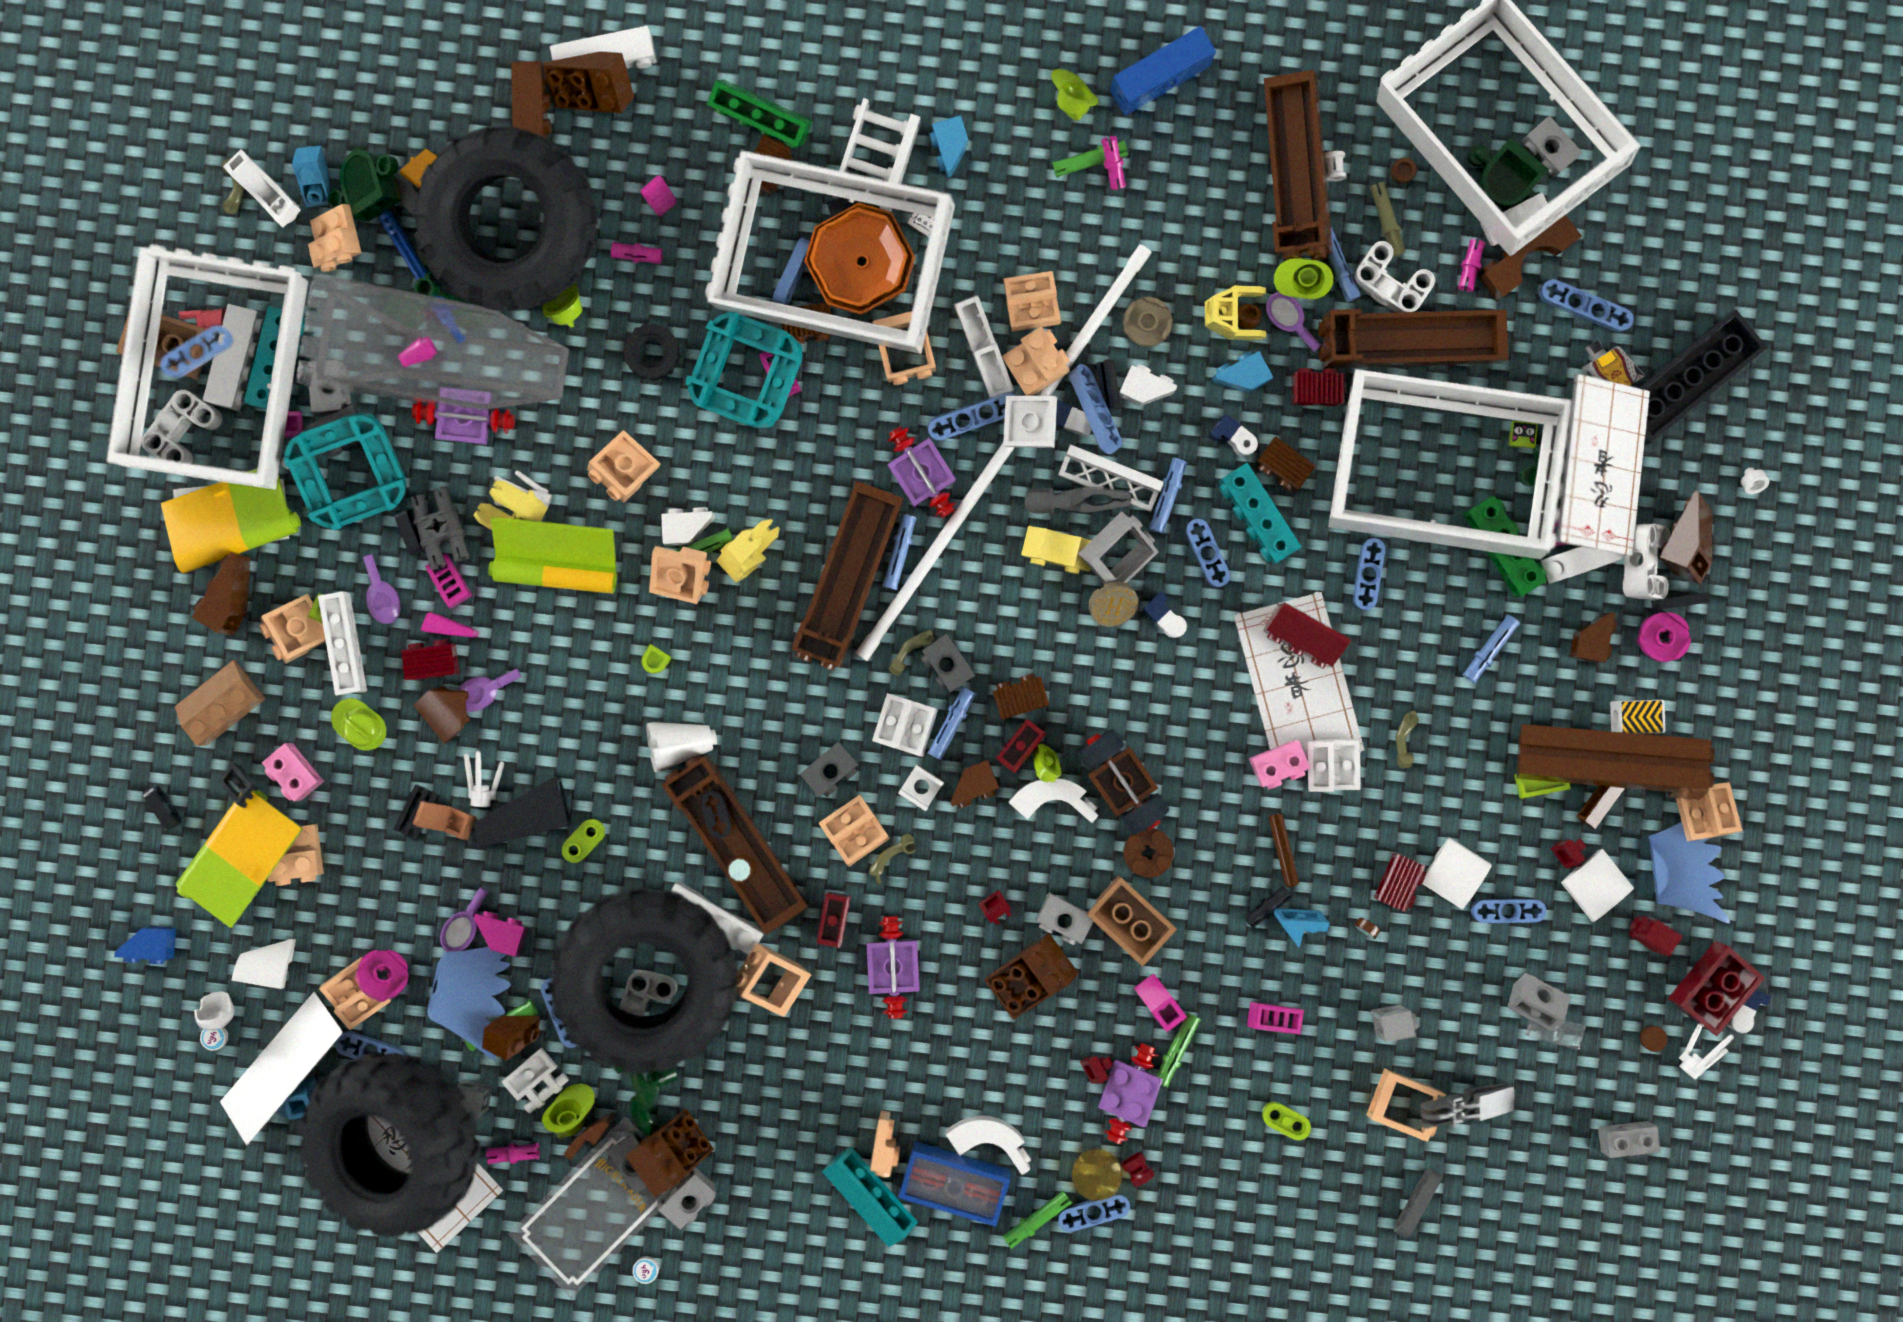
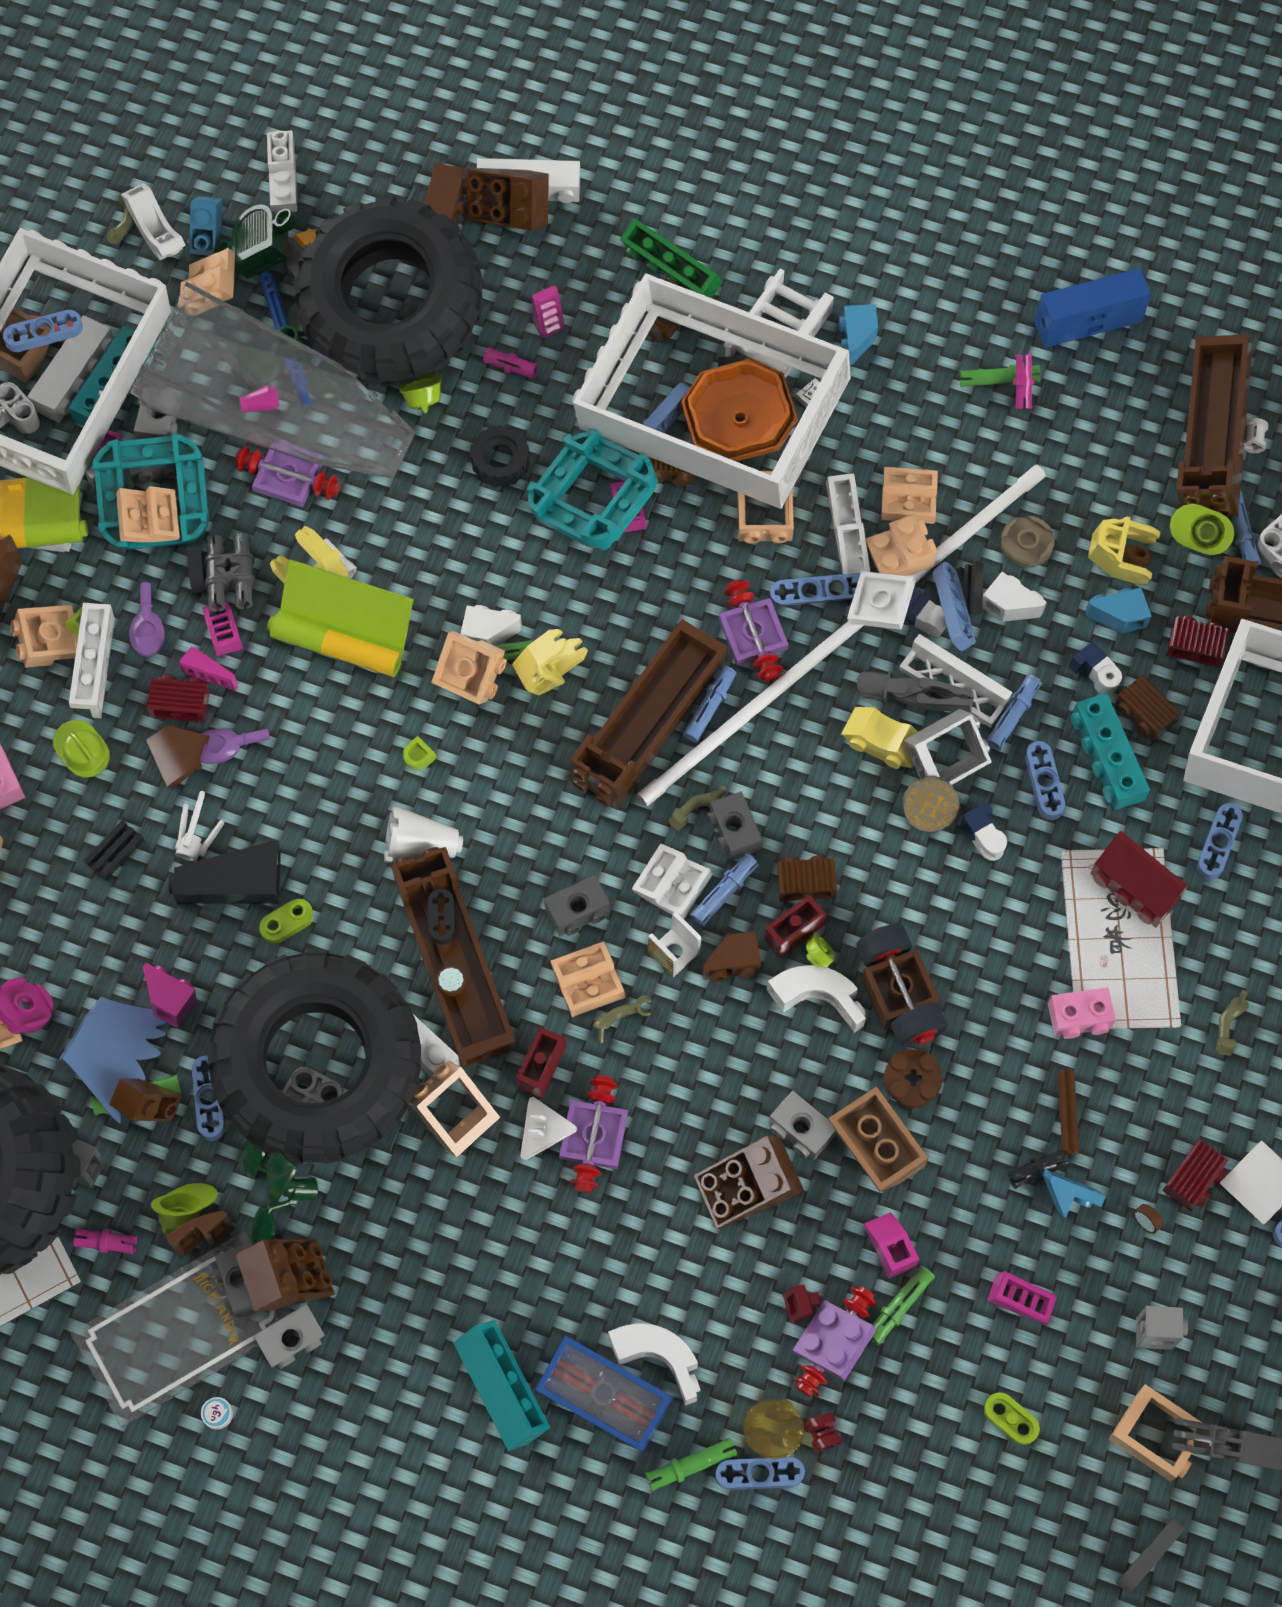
camera: 15 degrees right, 20 degrees down
(349, 495) = (147, 515): none -> light nougat slope
(369, 102) = (282, 171): none -> white slope
(444, 819) = (142, 859): nougat bracket -> none
(461, 927) = (125, 979): medium lavender piece -> none
(529, 1074) = (151, 1157): white plate -> none
(622, 467) = (437, 555): light nougat plate -> none
(849, 971) = (543, 1129): none -> white piece
(885, 1151) = (532, 1332): light nougat plate -> none
(994, 907) = (726, 1094): dark red tile -> none
(1073, 94) = (994, 314): lime piece -> none
(1289, 316) = (1180, 567): piece -> none
(1334, 765) = (1143, 1031): white slope -> none

